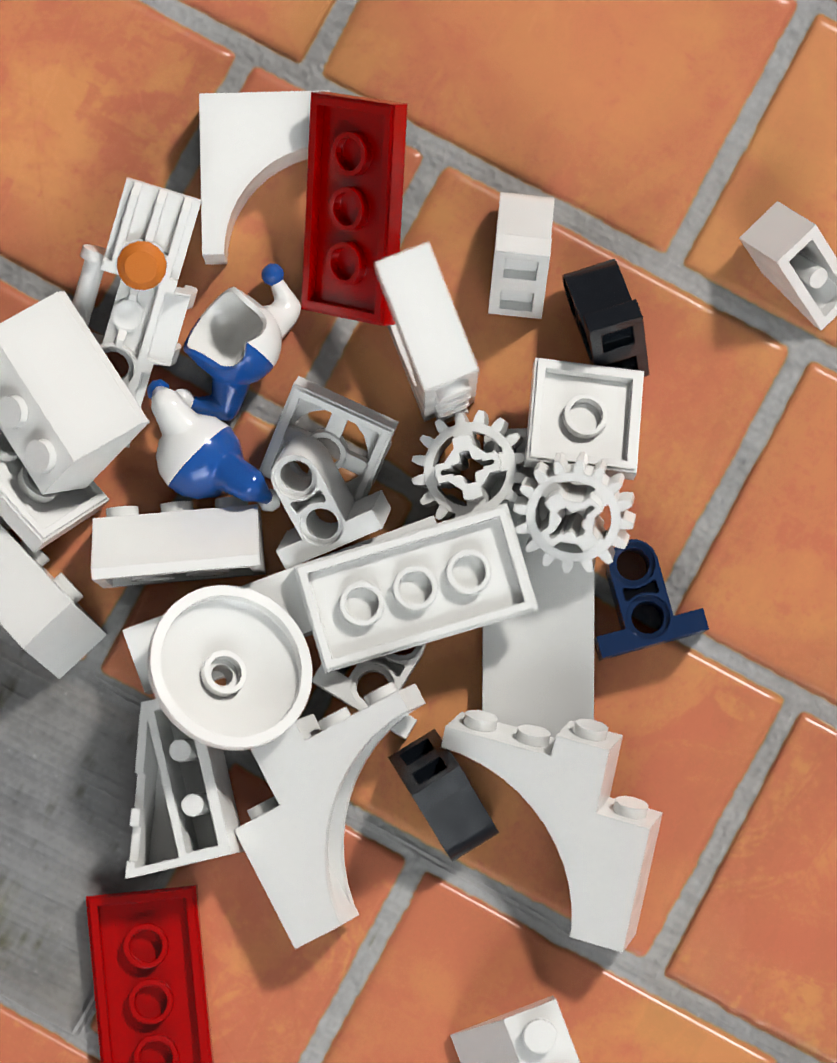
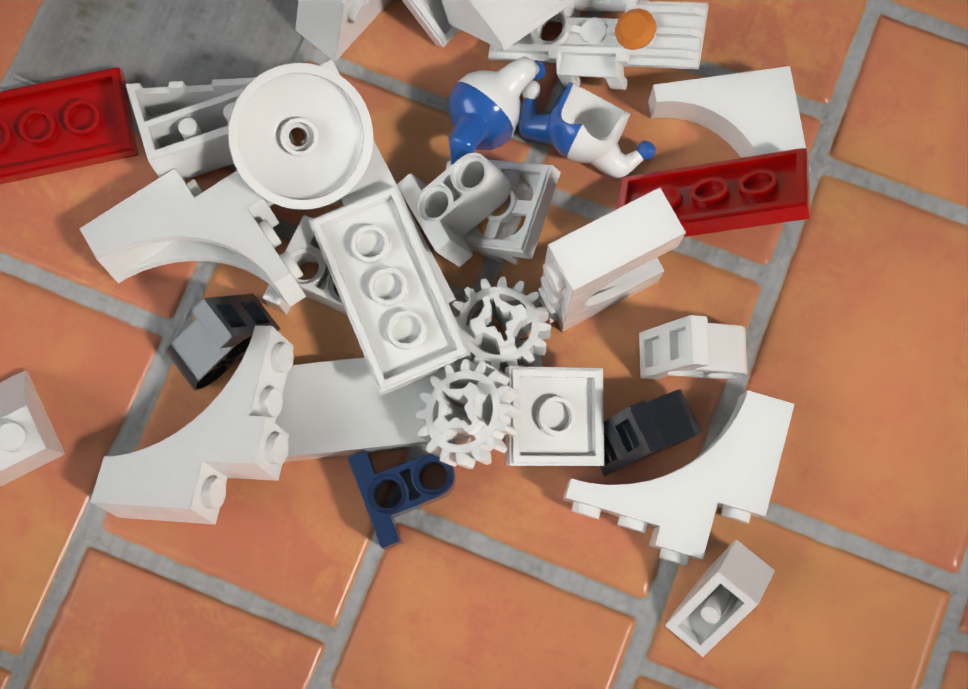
camera: 85 degrees right, 5 degrees down
(177, 543) = (409, 95): white slope -> none
(692, 293) = (730, 474): none -> white arch

